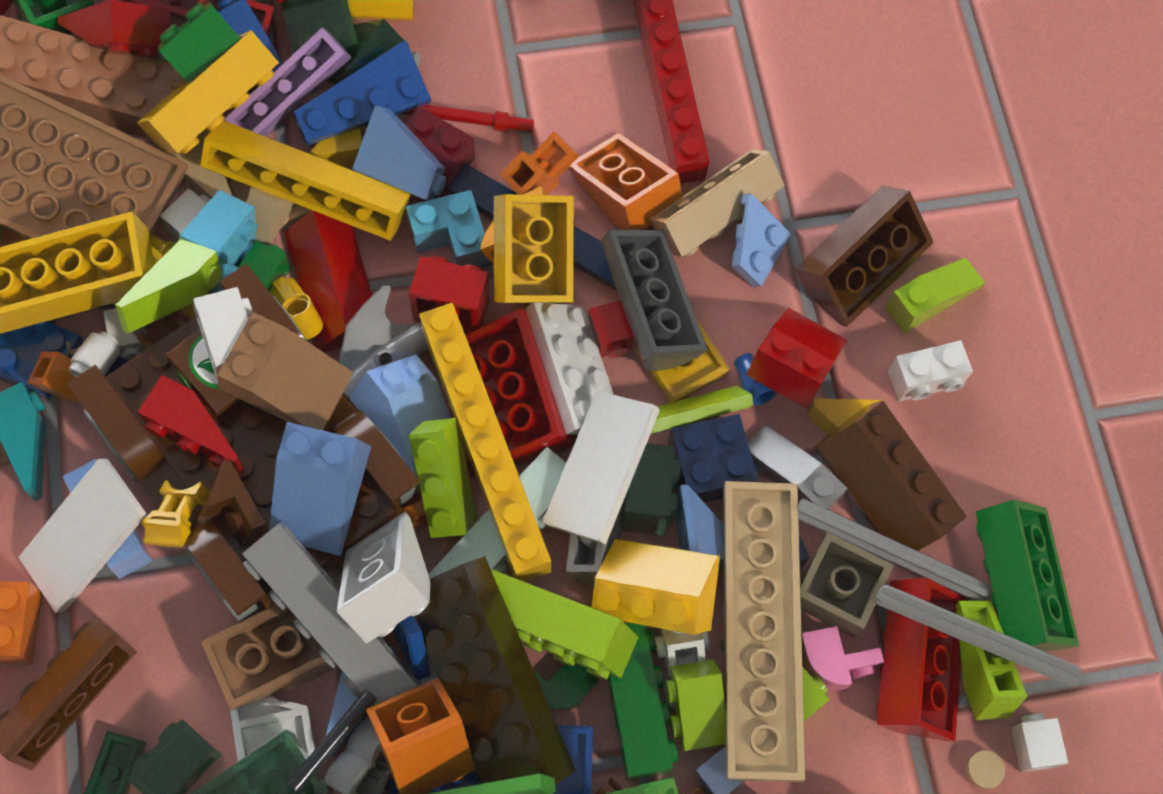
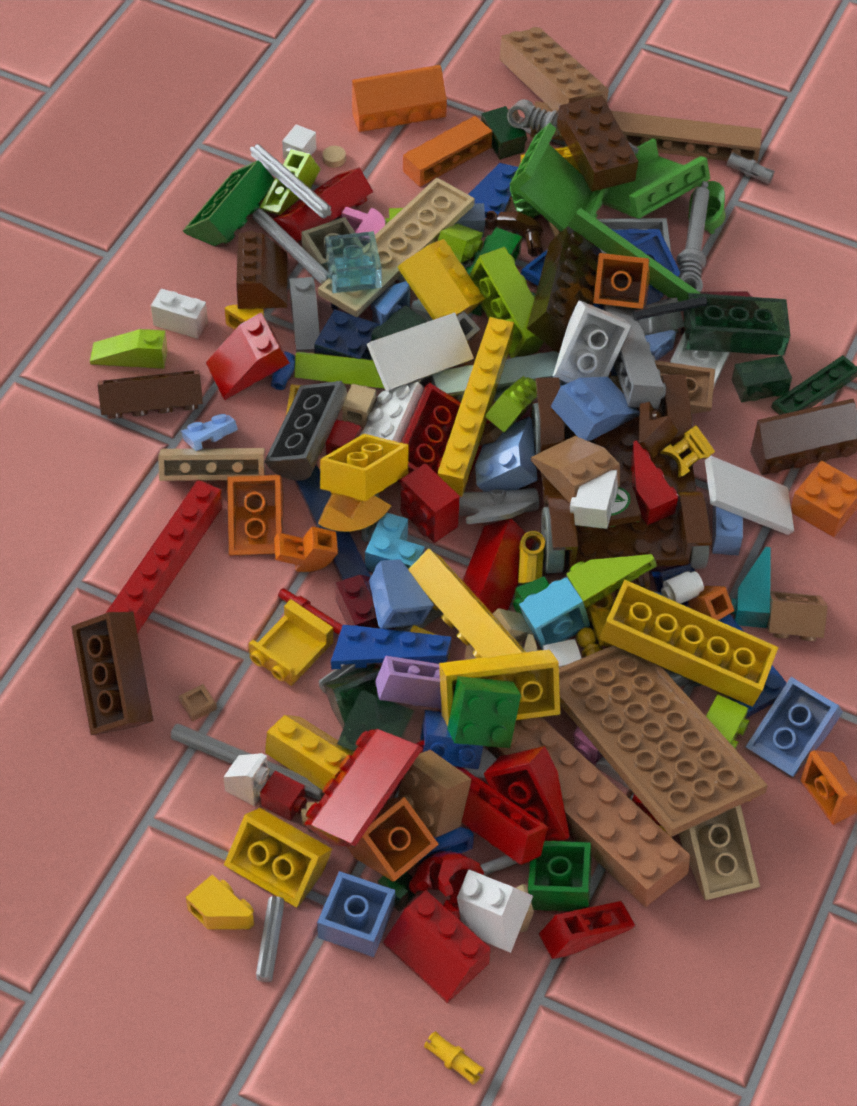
camera: 140 degrees left, 15 degrees down
(477, 70) = (292, 644): none -> yellow panel
(631, 381) = (358, 404): none -> tan brick
(776, 524) = (353, 262): none -> clear light blue brick

